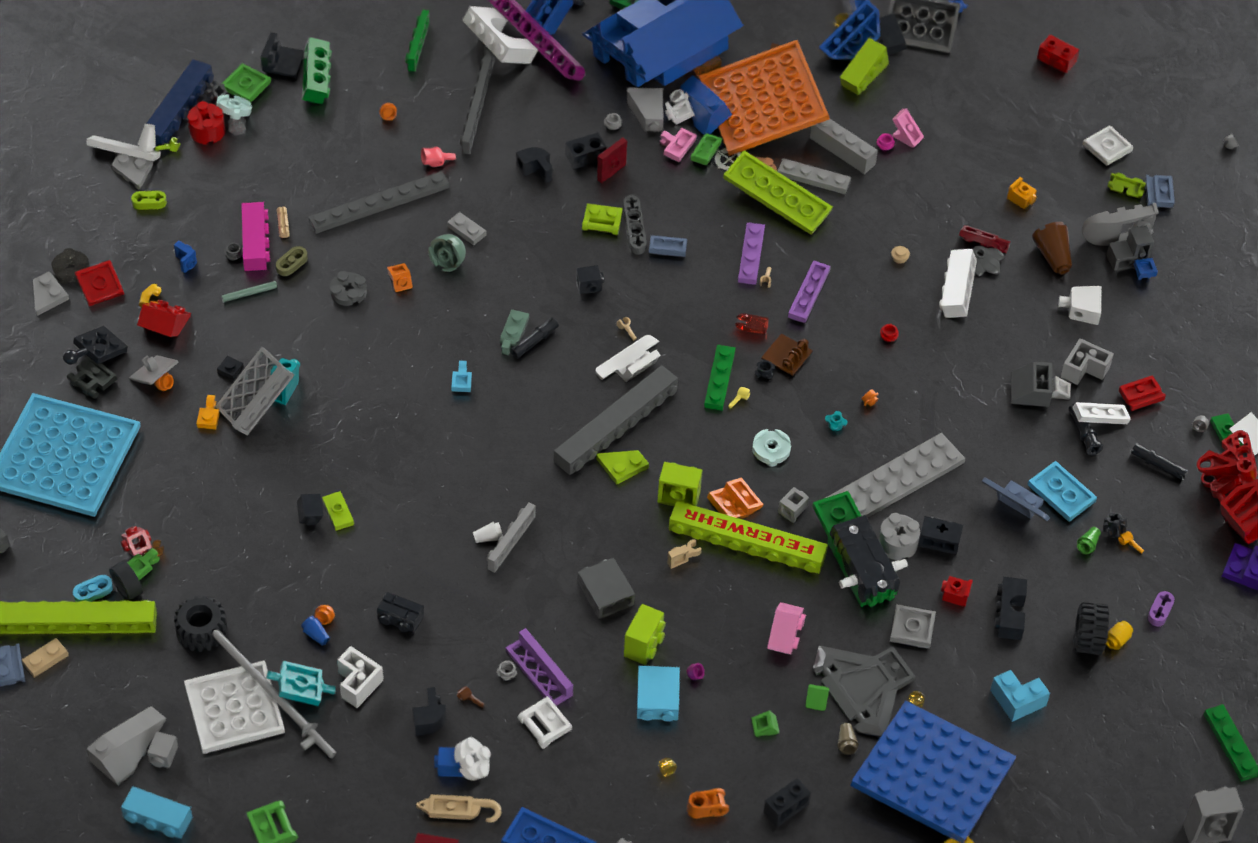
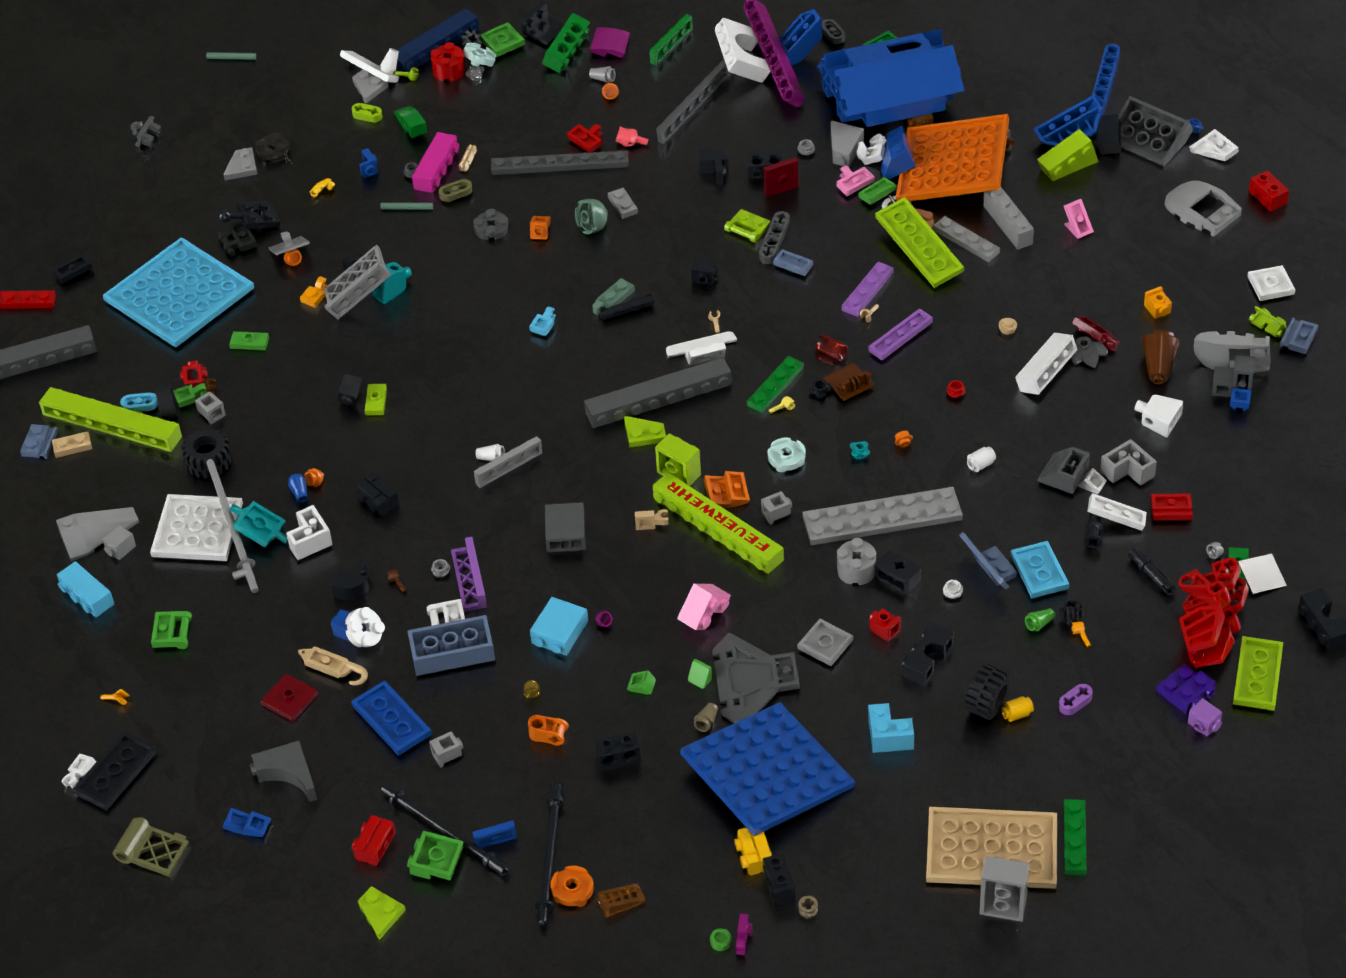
camera: 30 degrees right, 5 degrees down
(99, 283) = (286, 166): red tile -> none
(163, 318) = (321, 206): red slope -> none
(169, 486) = (249, 340): none -> bright green plate
(173, 571) = (210, 407): none -> light grey brick
(202, 197) = (411, 121): none -> green slope
(357, 58) = (609, 41): none -> magenta slope
(372, 95) = (603, 74): none -> light grey cone
(392, 169) = (586, 139): none -> red plate
(568, 748) = (451, 645): none -> sand blue brick
(644, 634) = (571, 572): lime brick -> none
(858, 550) = (807, 561): piece -> none
(885, 142) = (1052, 226): dark pink plate -> none
(916, 698) = (790, 705): clear yellow hinge -> none
(951, 396) = (981, 458): none -> white brick
(986, 21) = (1214, 146): none -> white wing
(988, 80) = (1188, 194): none -> light grey slope
(996, 535) = (953, 589): none -> white plate
(1162, 777) = (965, 836): none -> tan plate

